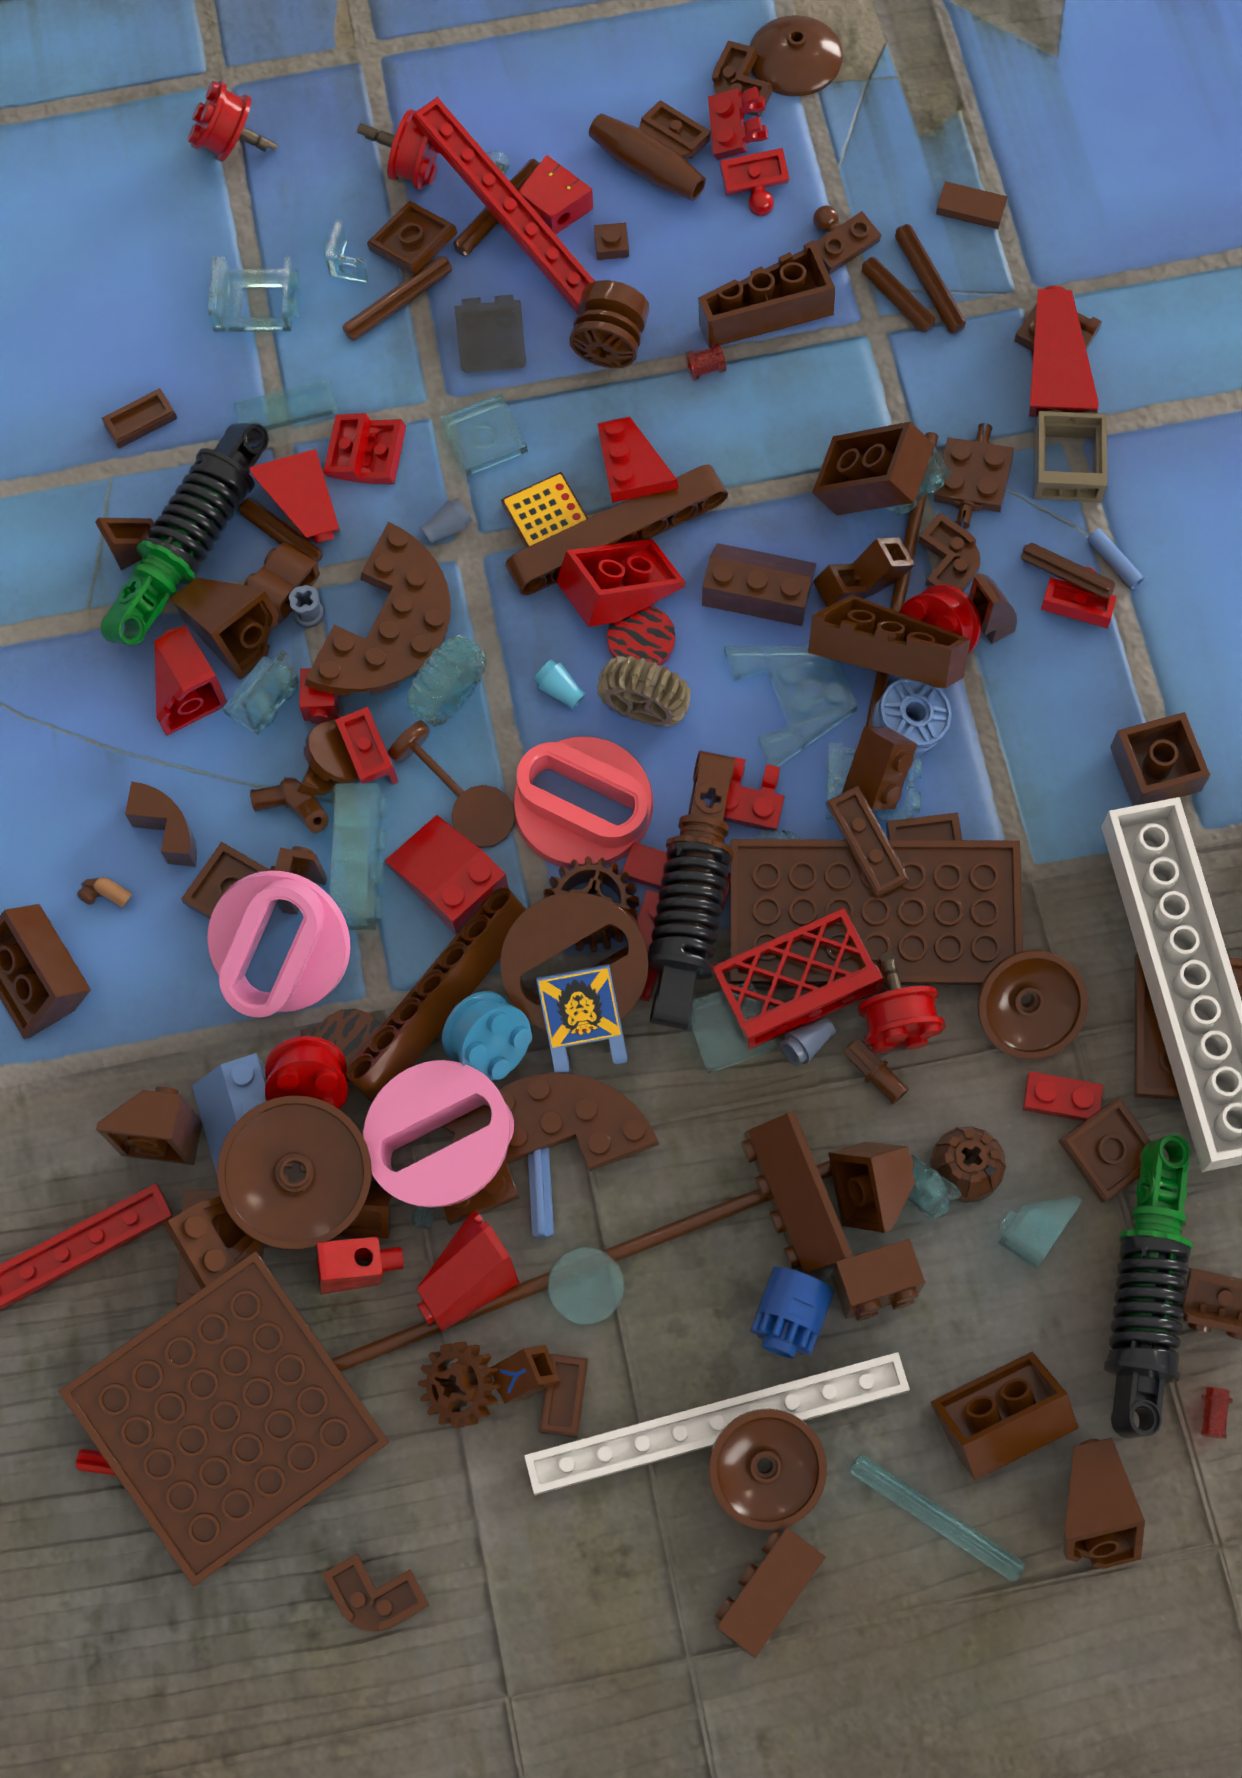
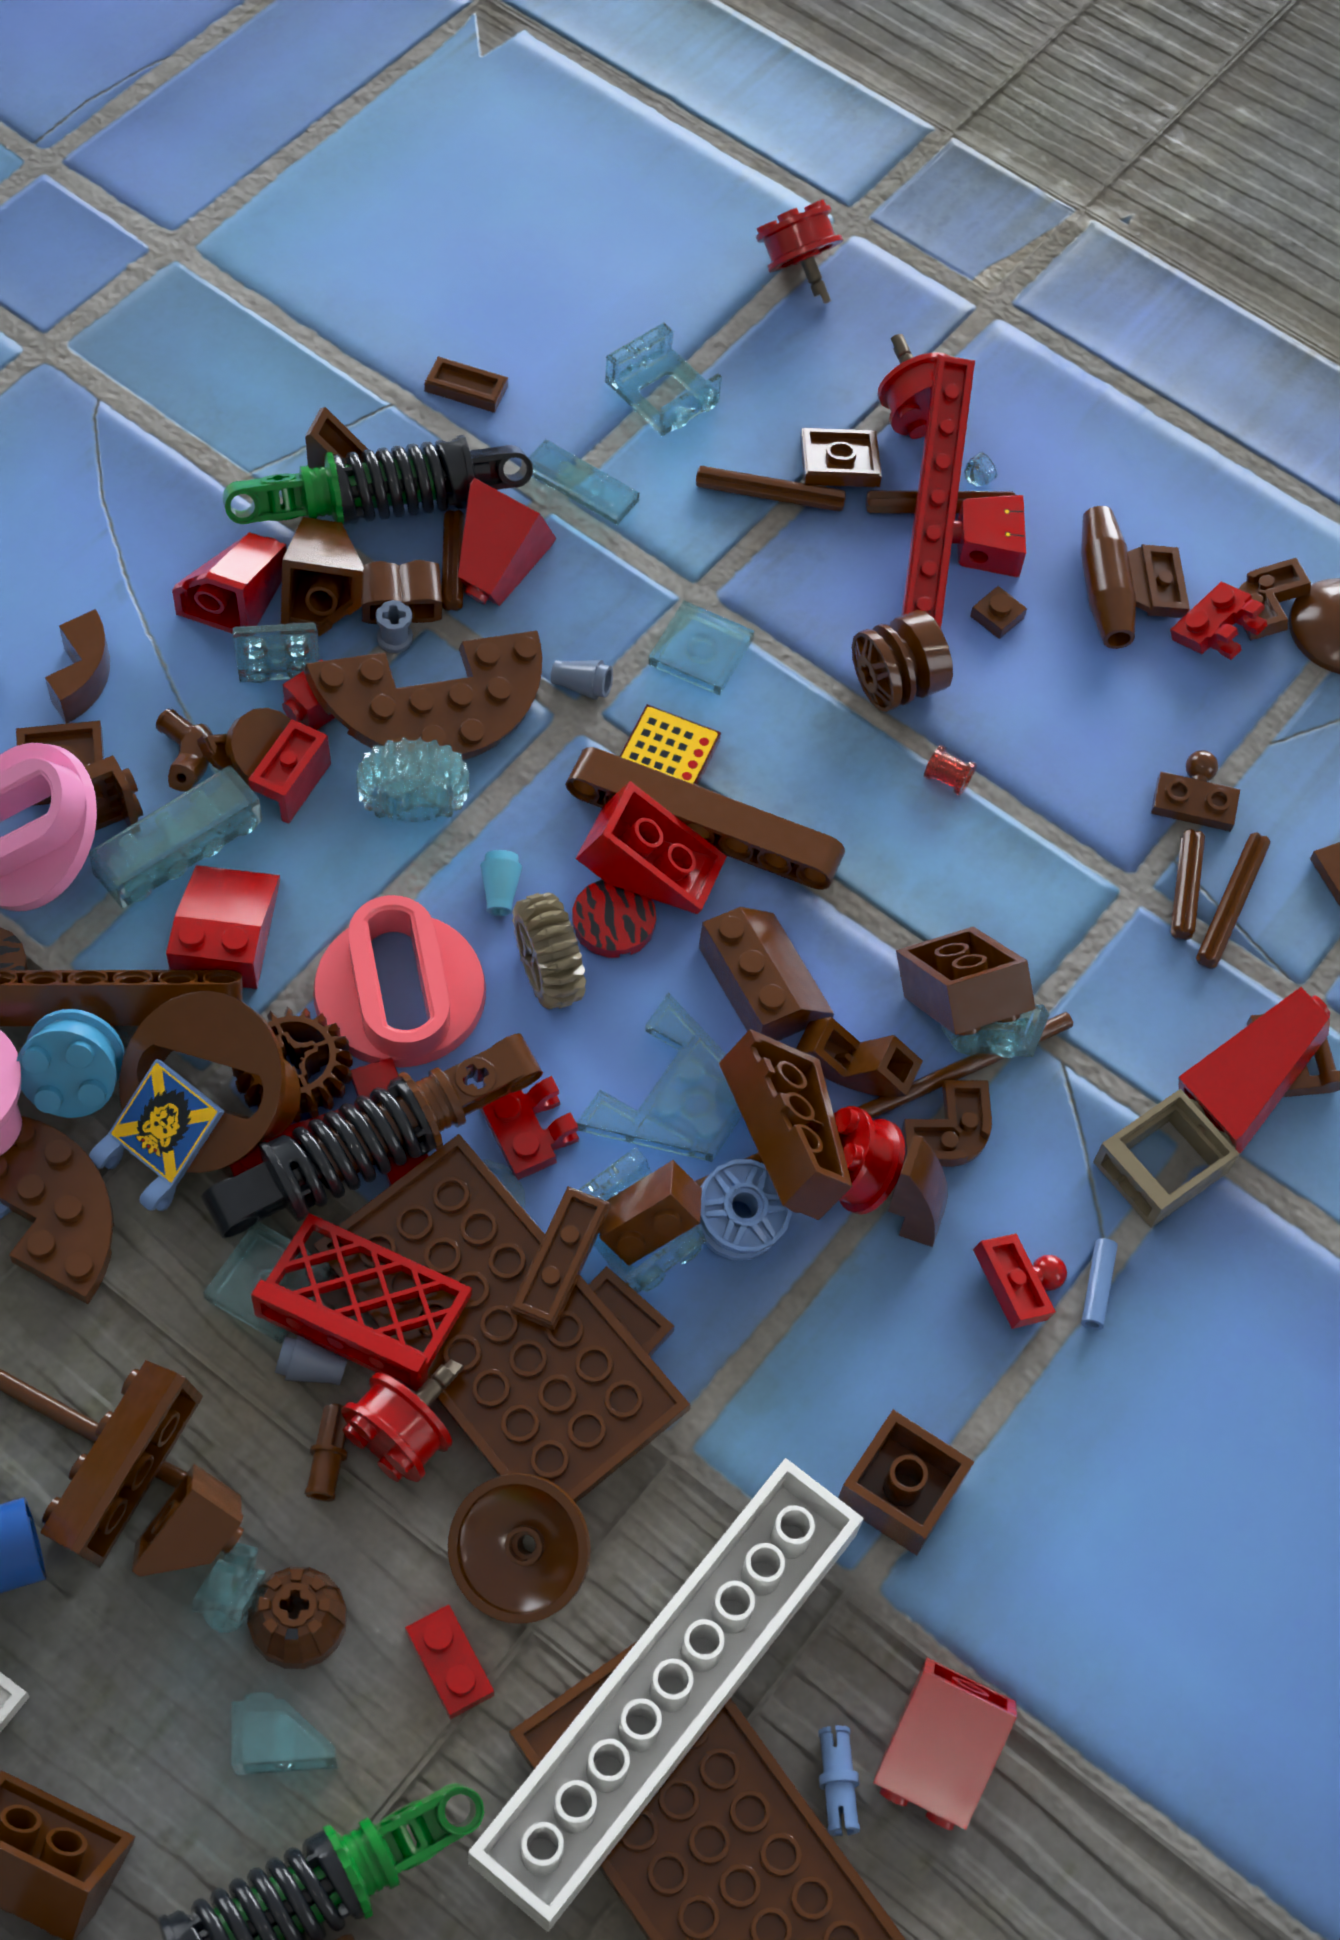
camera: 40 degrees right, 10 degrees down
(333, 253) = (766, 411): clear light blue bracket -> none
(364, 449) = (596, 567): red slope -> none
(480, 812) = (312, 909): reddish brown piece -> none
(490, 334) = (804, 580): clear smoke bracket -> none
(632, 462) = (780, 778): red wing -> none
(755, 174) = (1184, 675): red plate -> none
(769, 299) = (1062, 773): reddish brown wedge -> none
(878, 1280) = (85, 1609): reddish brown brick -> none
(978, 475) = (1062, 1086): reddish brown plate -> none
(1068, 570) = (1037, 1244): reddish brown axle -> none
(1107, 1149) = (423, 1748): reddish brown plate -> none

